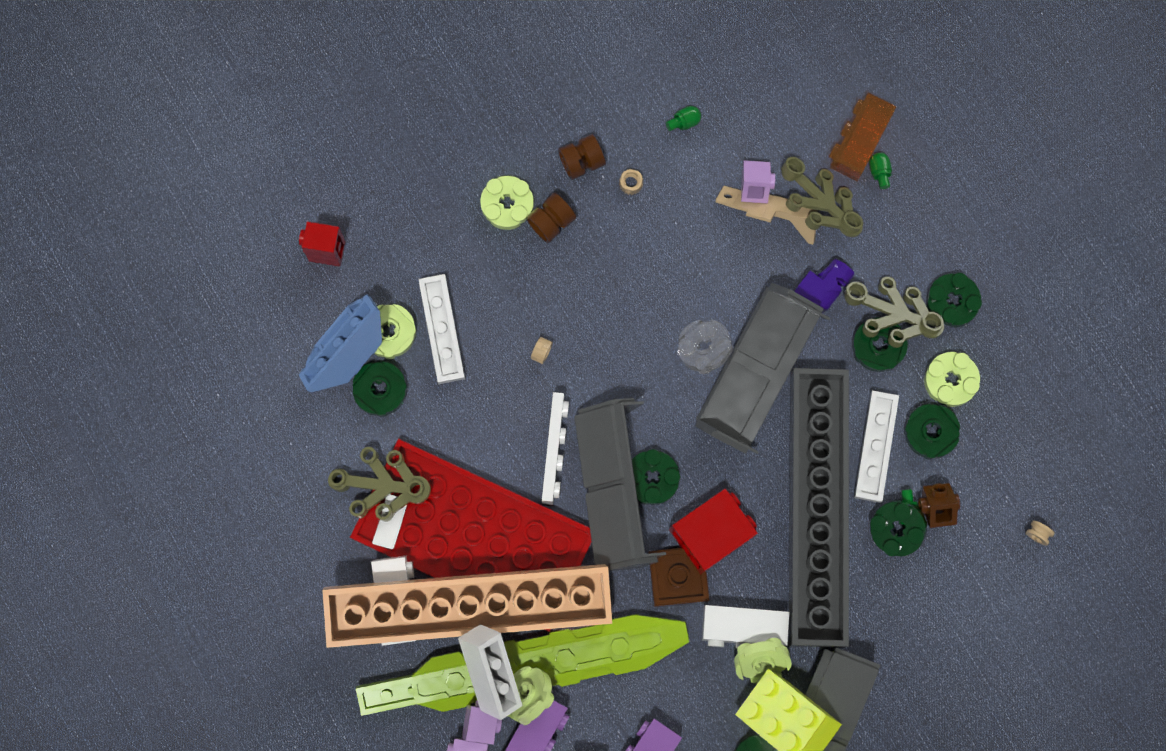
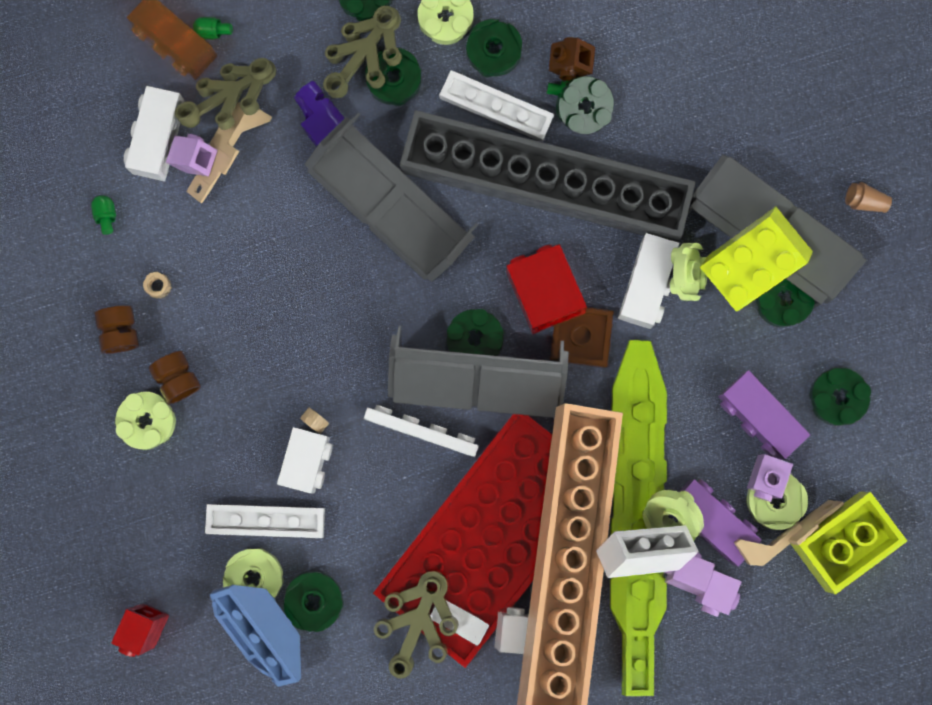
camera: 70 degrees left, 5 degrees up
(503, 350) = (305, 460): none -> white brick
(704, 360) = (367, 254): clear plate -> none
(768, 143) = (153, 133): none -> white brick

